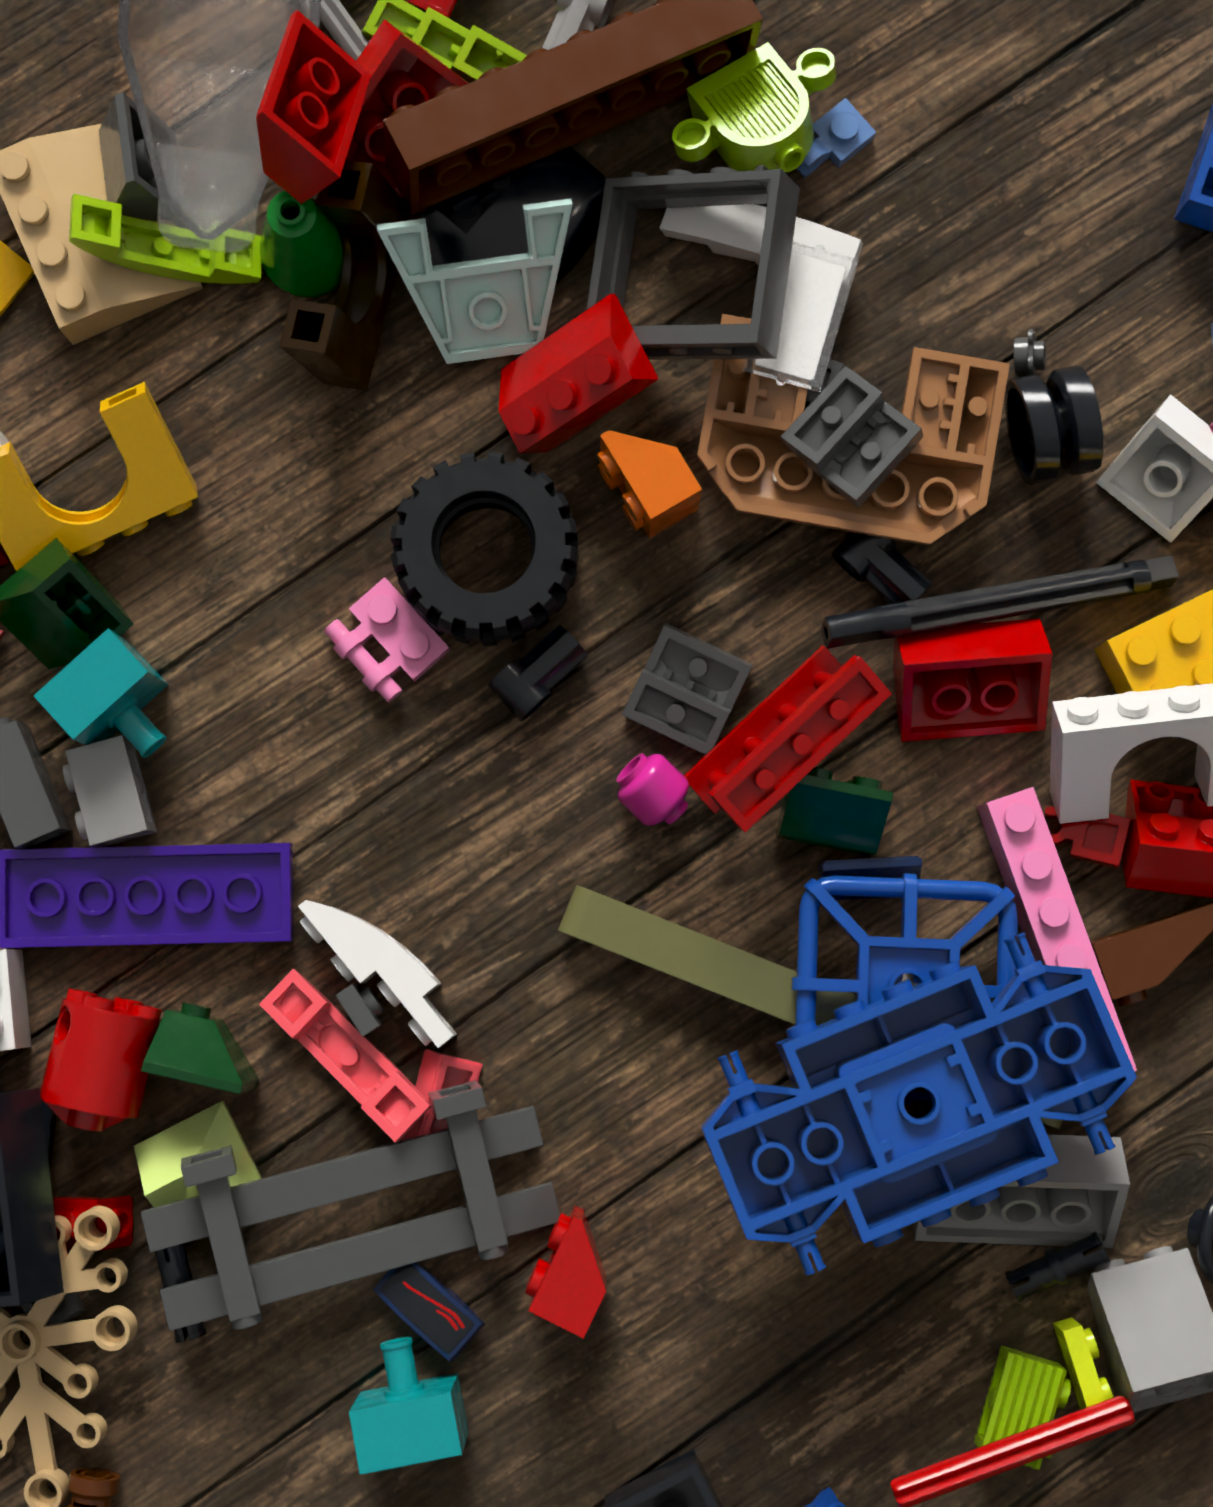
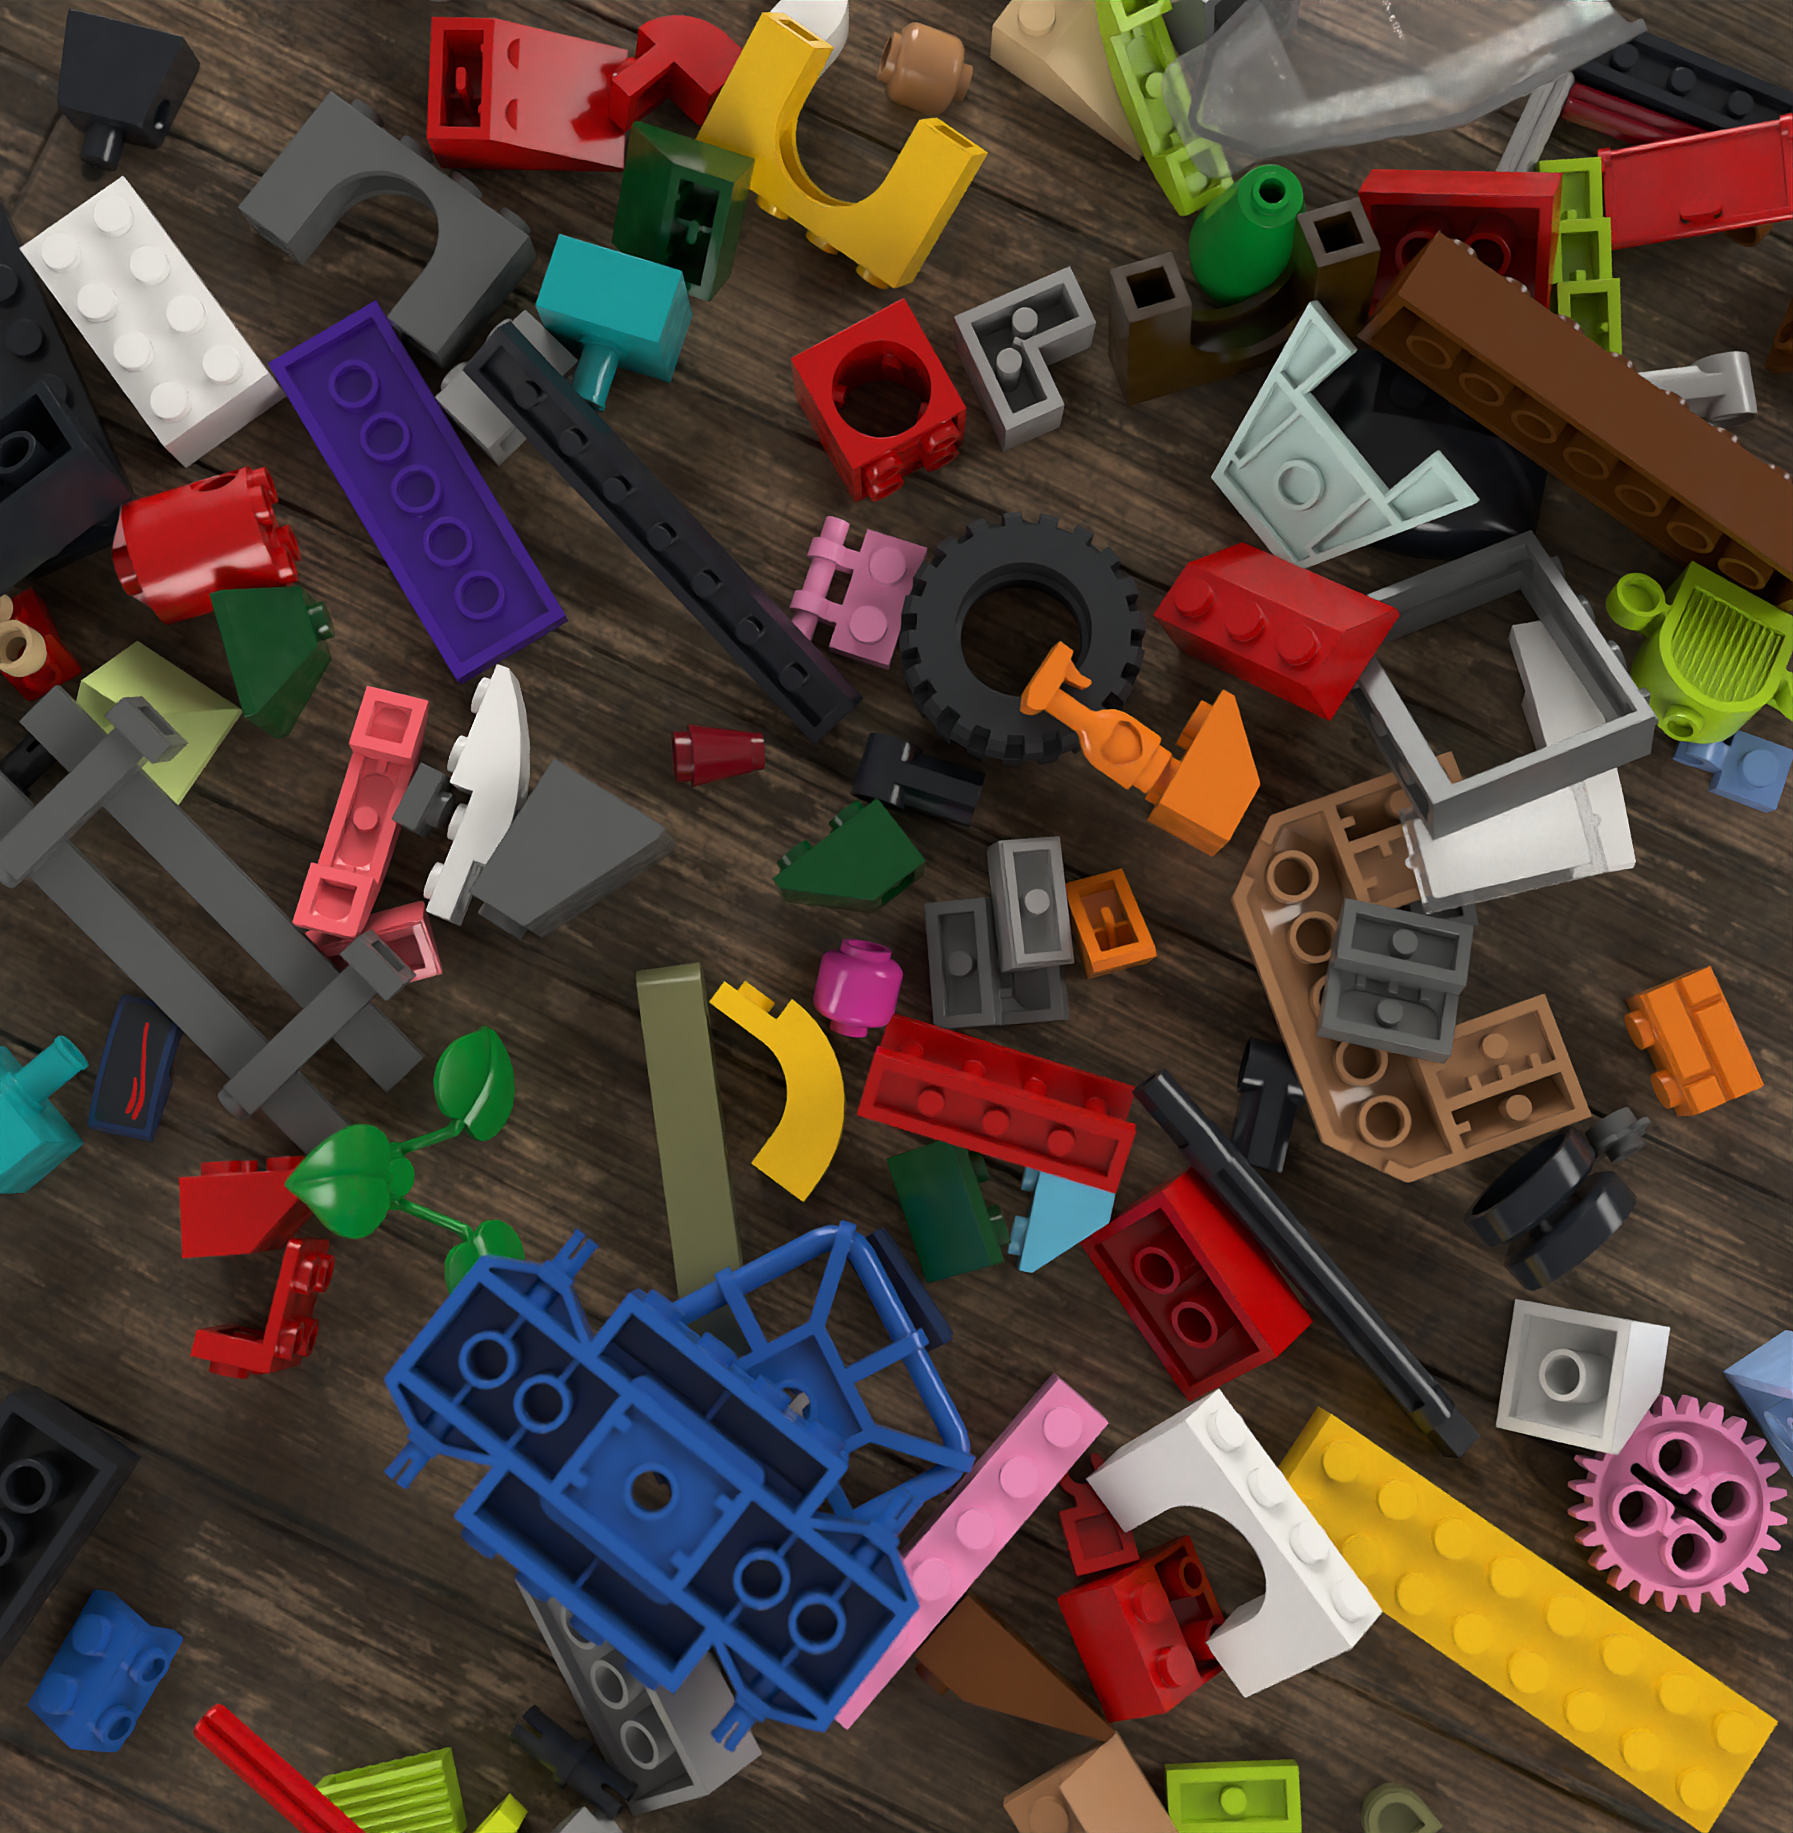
camera: 60 degrees right, 0 degrees up
(57, 392) = (924, 69): none -> medium nougat head
(240, 519) = (880, 349): none -> red brick
(272, 745) = (661, 532): none -> black plate
(284, 446) = (1010, 346): none -> light grey brick
(309, 110) = (1398, 140): red slope -> none
(441, 796) = (715, 754): none -> dark red cone
(454, 930) = (565, 854): none -> dark grey slope
(575, 741) = (855, 866): none -> dark green slope
(588, 527) = (1109, 737): none -> orange piece
(595, 1186) = (361, 1175): none -> green plant
(663, 645) = (1030, 904): none -> light grey slope
(666, 1333) = (290, 1328): none -> red bracket
(704, 602) = (1108, 924): none -> orange slope
(715, 861) = (816, 1100): none -> yellow arch
(880, 746) = (1056, 1219): none -> medium azure slope
(996, 273) = (1691, 1043): none -> orange brick

